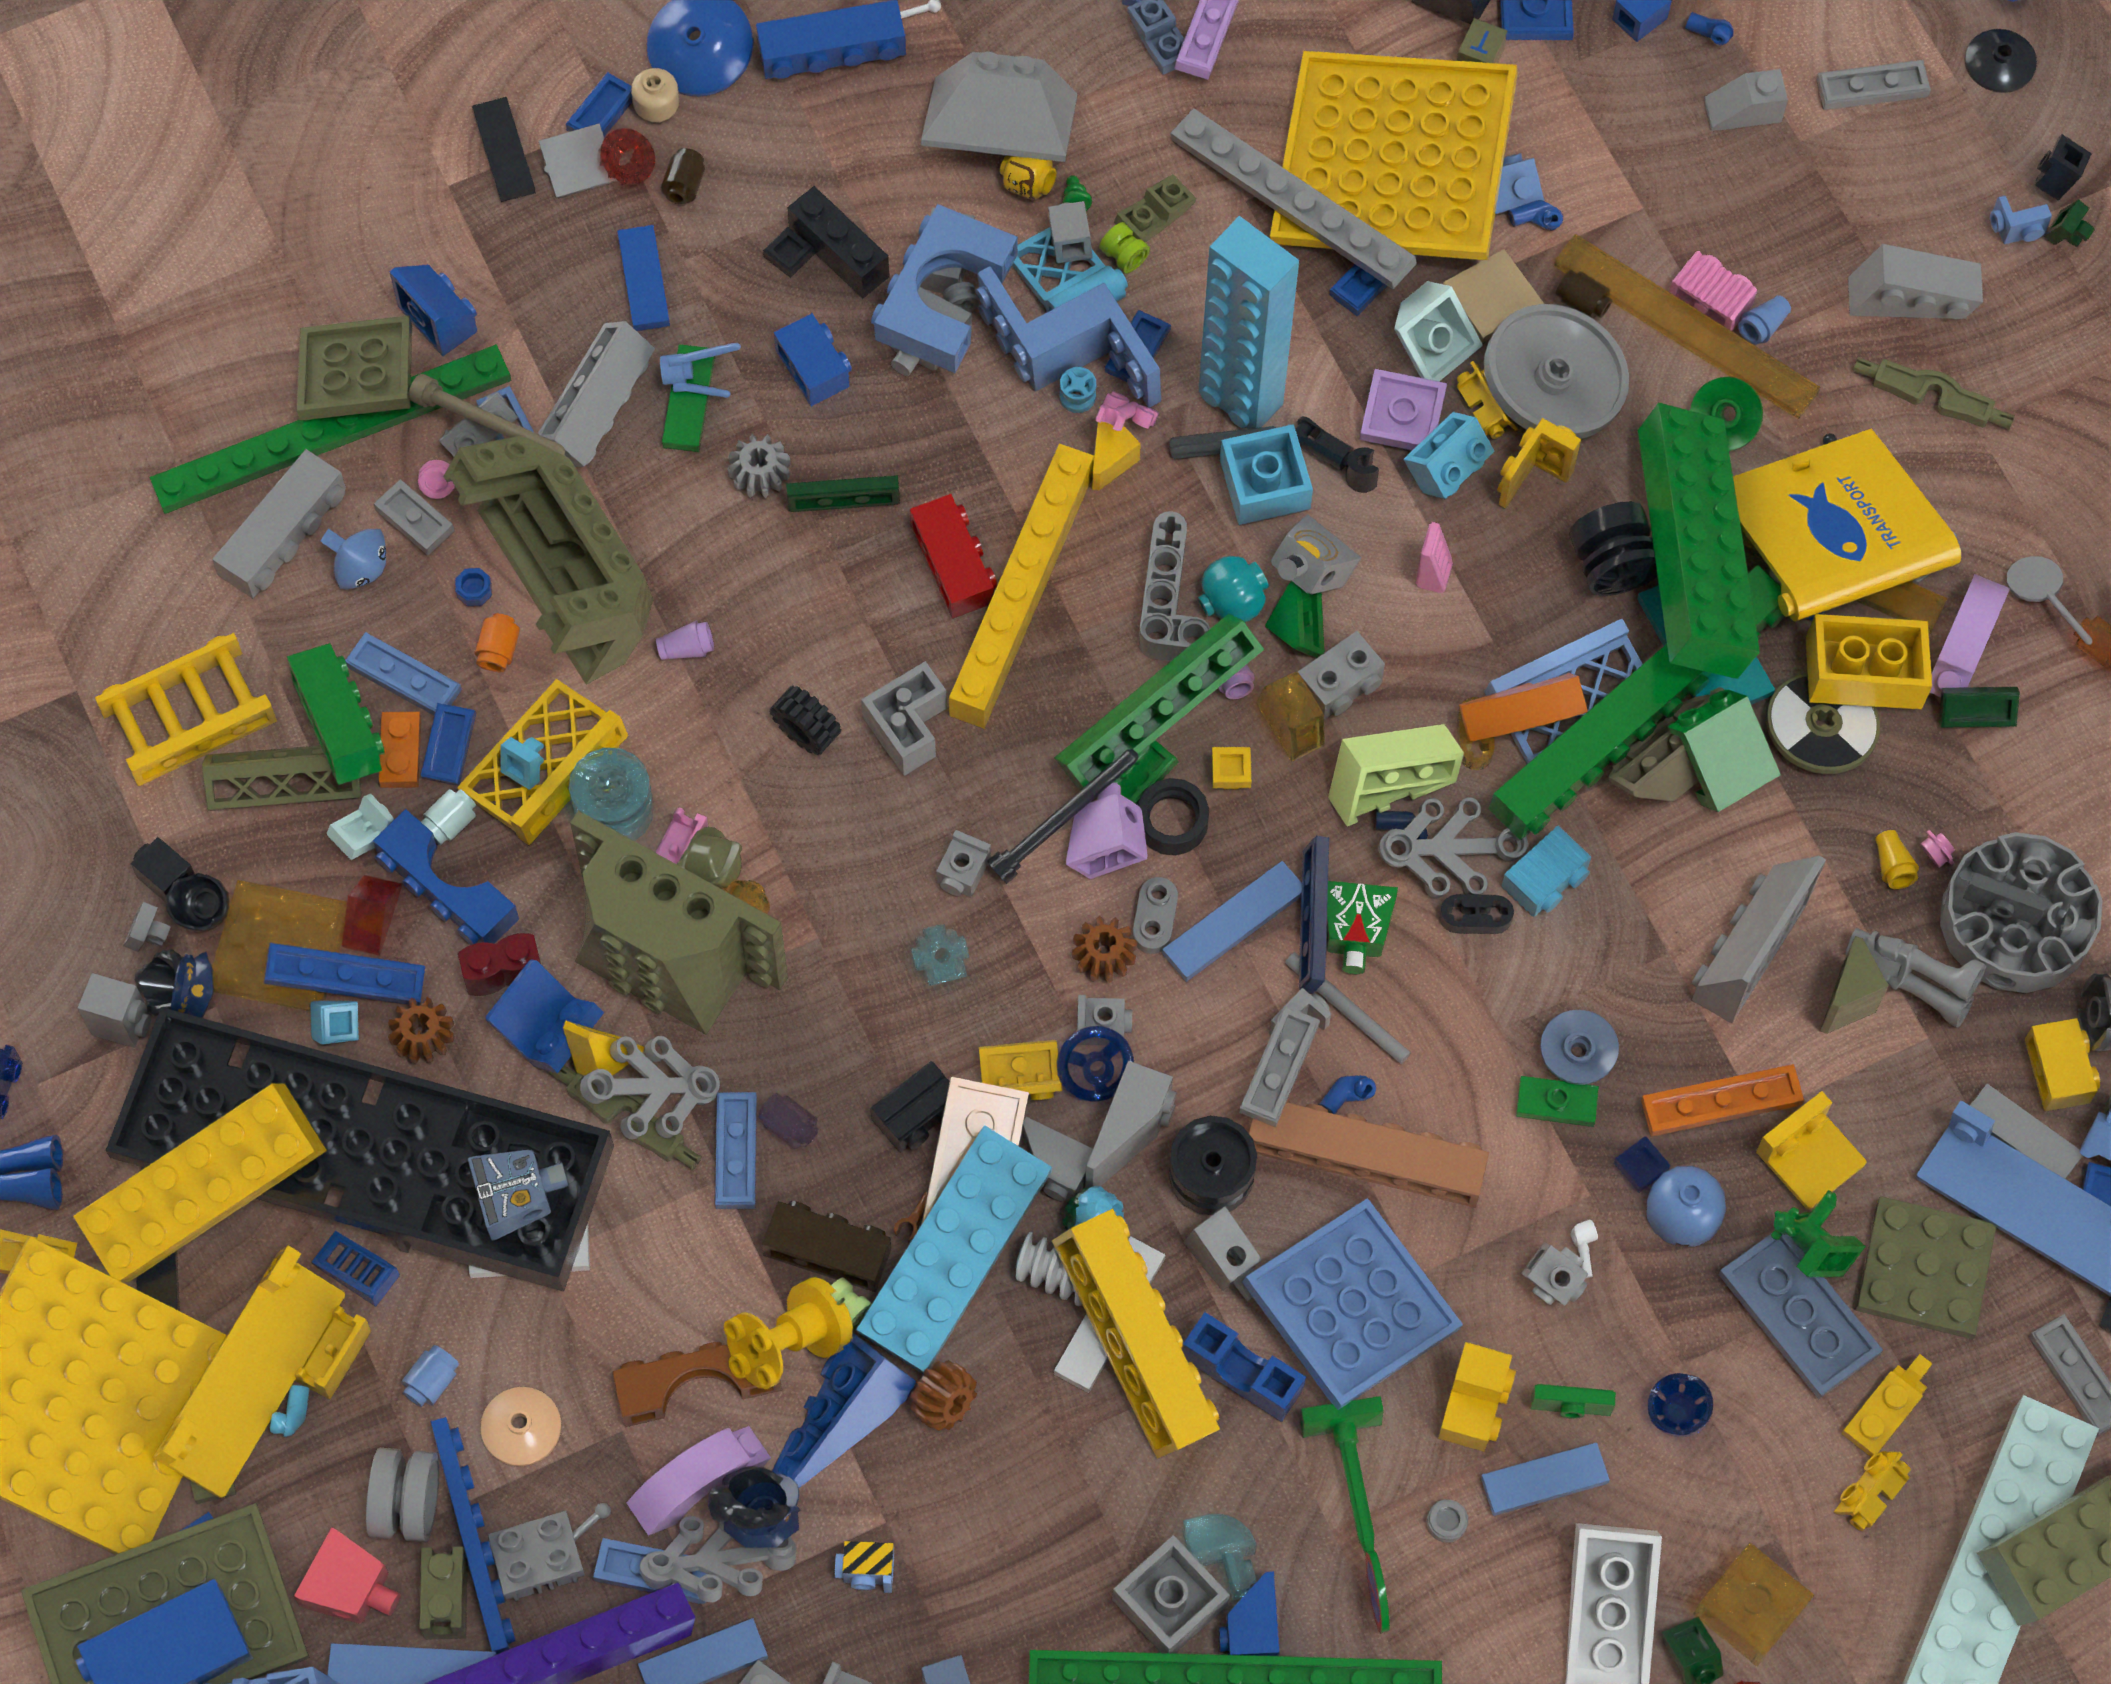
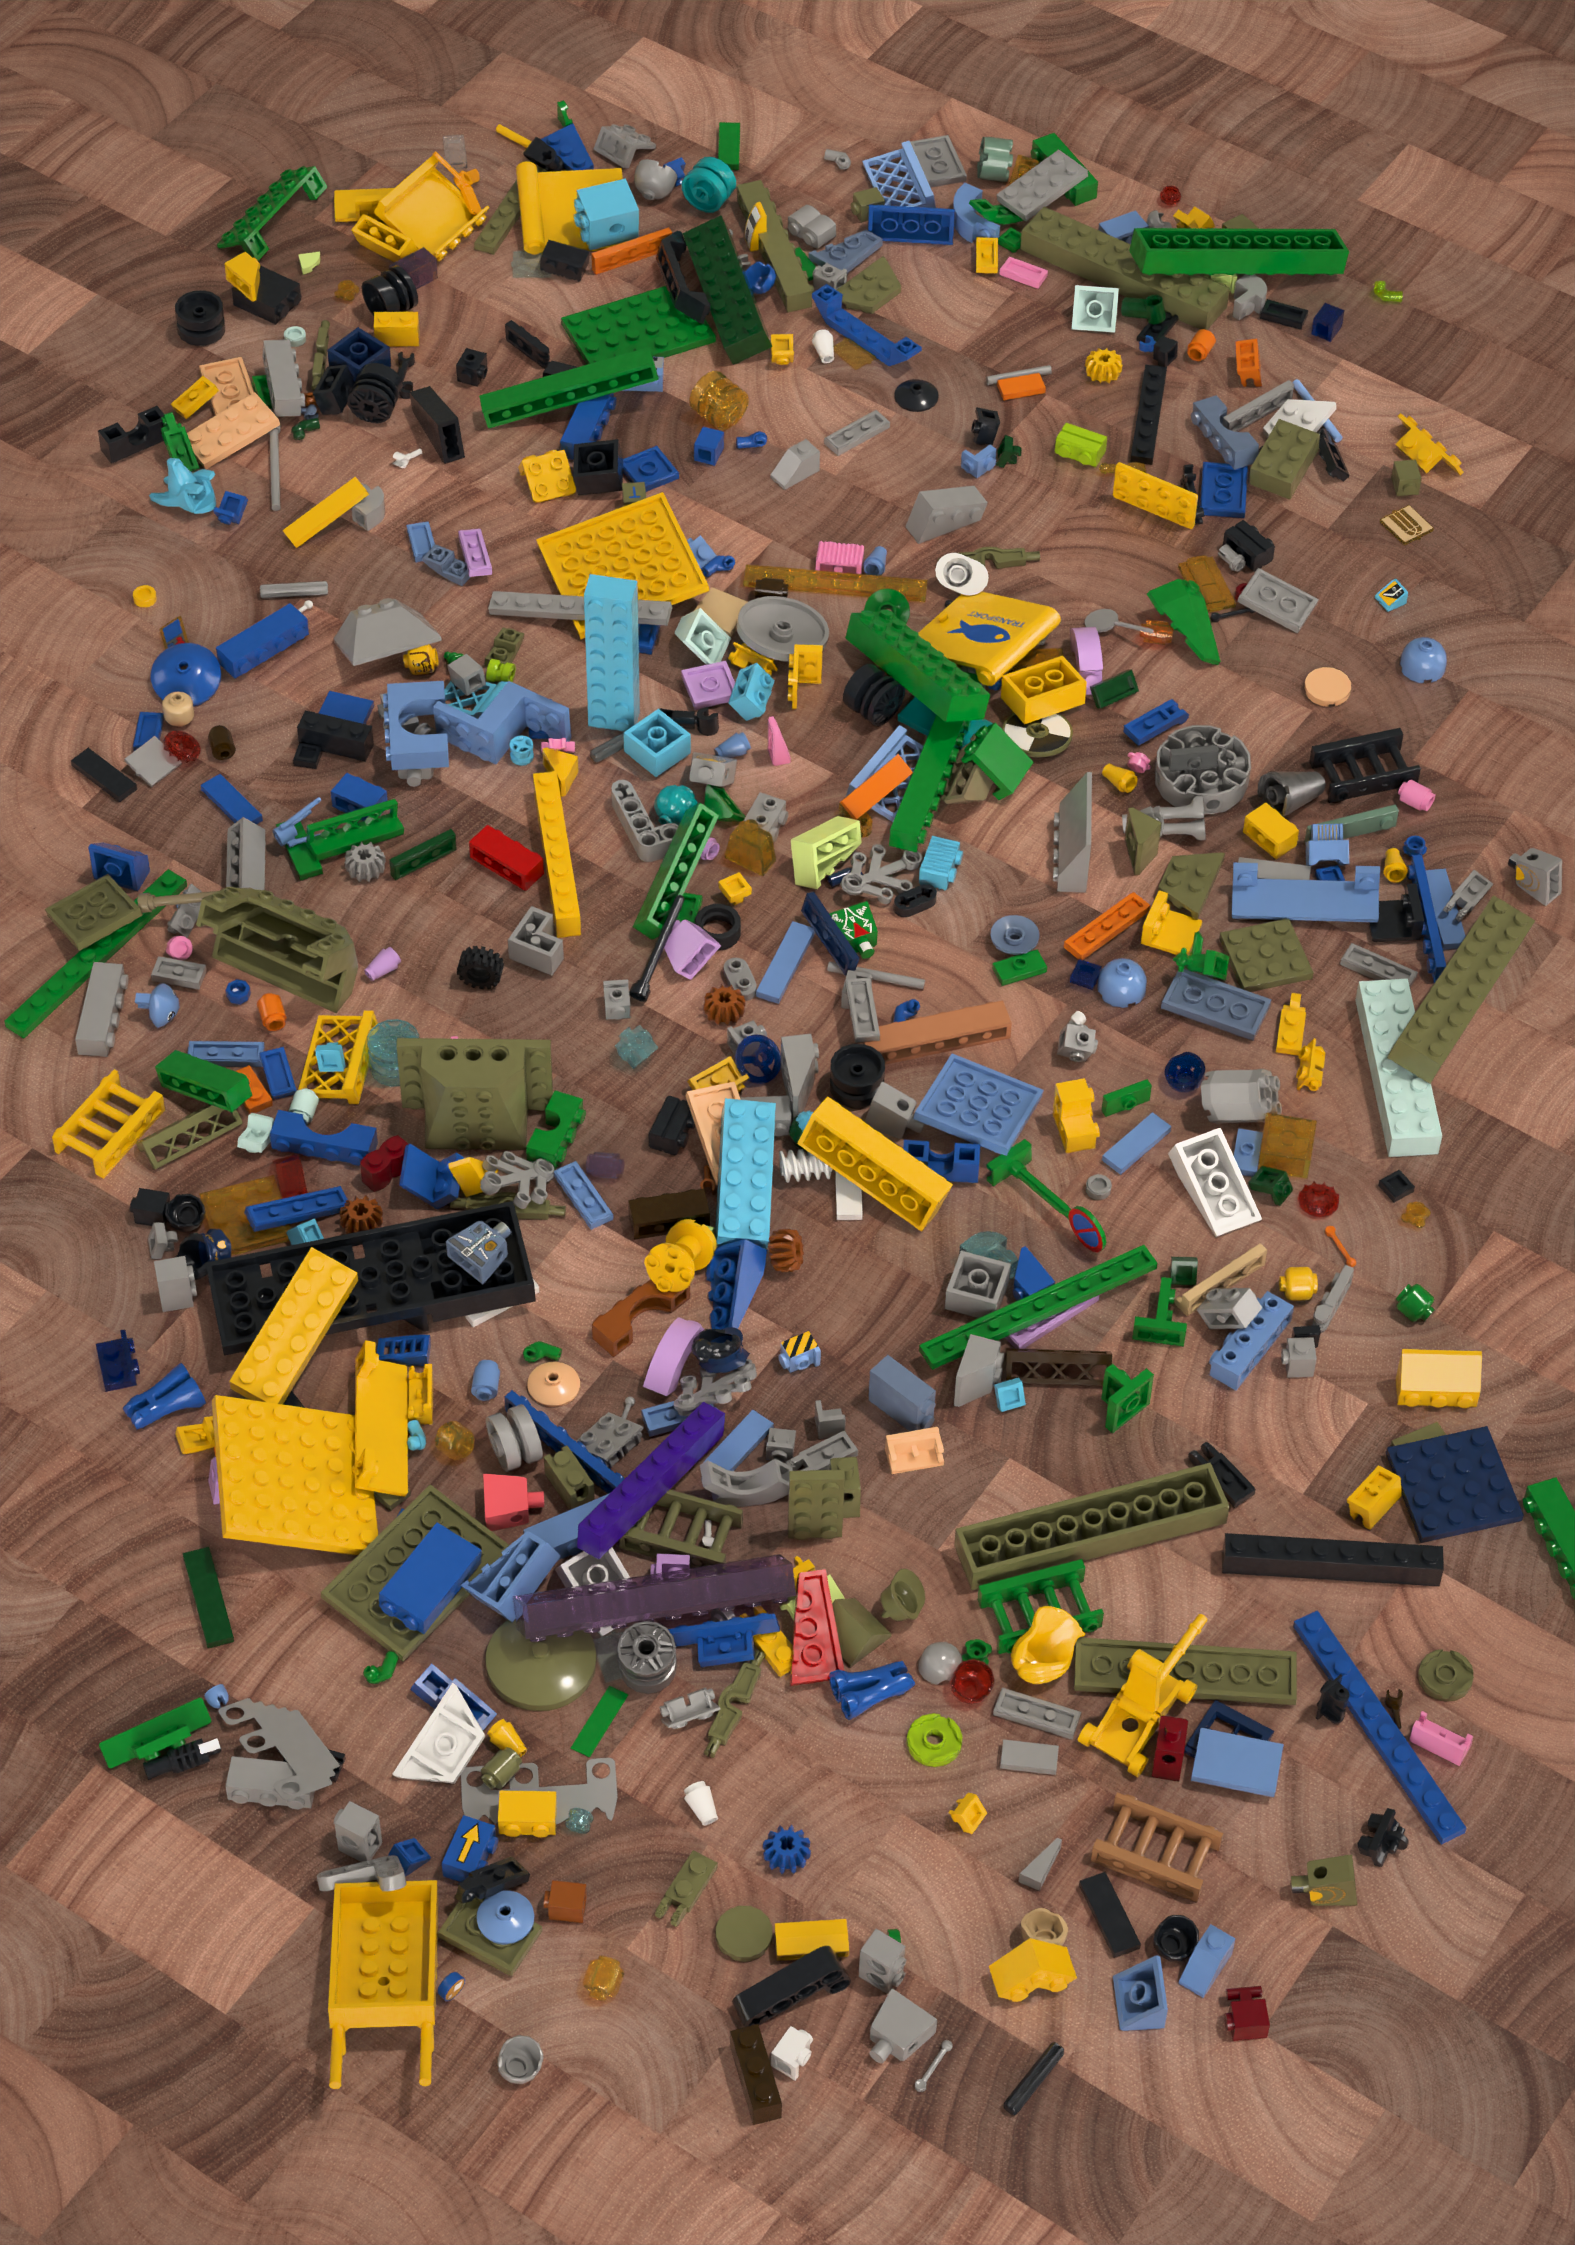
camera: 30 degrees left, 15 degrees down
(333, 1448) = (454, 1440): none -> clear yellow head
(531, 1366) = (541, 1350): none -> green arm
(735, 1054) = (565, 1114): none -> green arch
(770, 411) = (338, 841): none -> green fence
(879, 206) = (347, 707): none -> blue tile
(1372, 530) = (733, 746): none -> medium blue cone
(1693, 1579) = (1248, 1151): none -> medium blue plate
(1732, 1492) = (1240, 1095): none -> light grey brick
(1870, 406) = (961, 574): none -> white piece
(1891, 1086) = (1191, 880): none -> olive wing
(2006, 792) = (1155, 722): none -> blue plate

